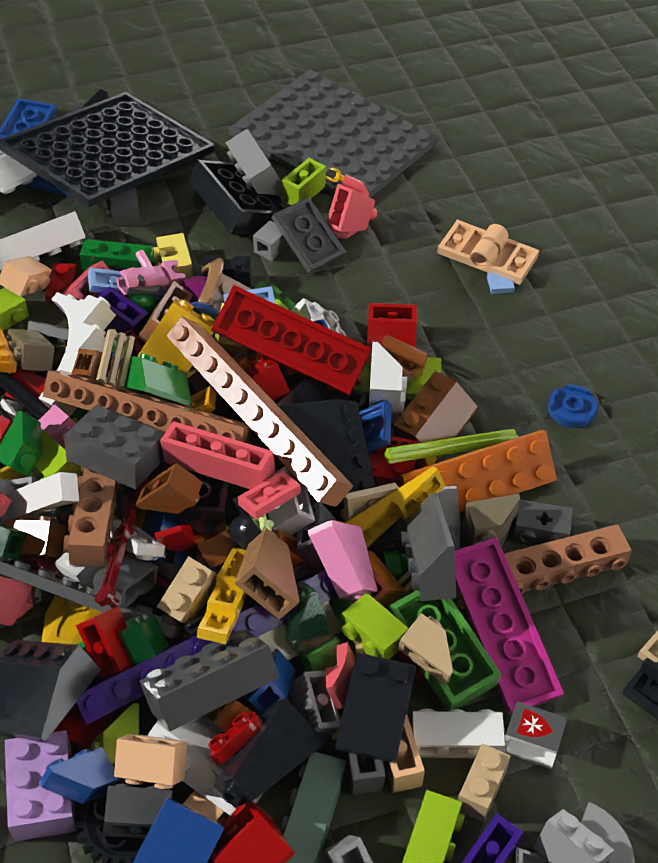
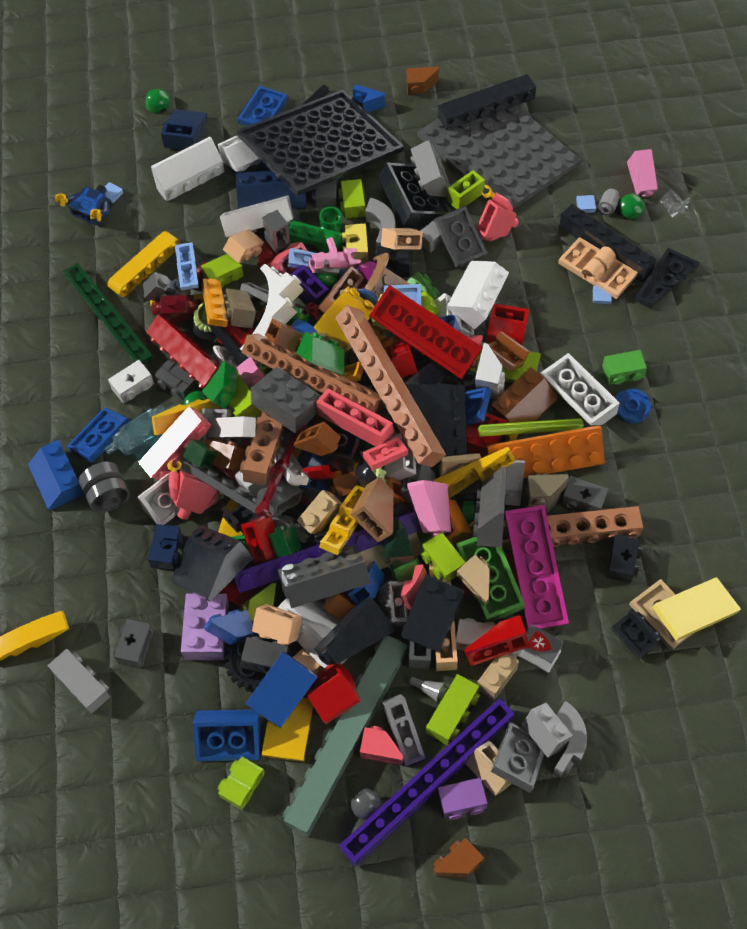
camera: 15 degrees right, 10 degrees up
(39, 205) = (262, 187): none -> dark blue slope
(64, 258) = (276, 231): none -> dark grey brick
(67, 619) = (238, 517): none -> black bracket
(125, 360) = (306, 321): tan tile -> none
(137, 231) = (331, 219): none -> green wheel
(160, 209) = (353, 198): none -> lime brick
(163, 98) = (370, 98): none -> blue slope
(203, 226) = (379, 215): none -> light grey arch
(221, 72) = (421, 79): none -> dark orange slope
(227, 744) = (328, 622): red plate -> none
(233, 244) = (401, 238): none -> light nougat brick
(308, 85) = (486, 102): none -> black brick
(345, 293) = (477, 292): none -> white slope
(396, 820) = (435, 690): none -> light grey cone
(454, 204) = (583, 225): none -> black brick
(455, 184) = (586, 203): none -> light blue tile
(478, 731) = (500, 640): none -> red slope
(483, 178) = (609, 201): none -> light grey brick
(507, 392) = (581, 390): none -> white slope
(511, 180) = (631, 206): none -> green hair
(516, 141) = (643, 172): none -> bright pink slope
(551, 360) = (624, 367): none -> bright green brick
(561, 172) = (673, 203): none -> clear bracket
(574, 251) = (666, 275): none -> black wing
(615, 596) = (623, 548): none -> black brick

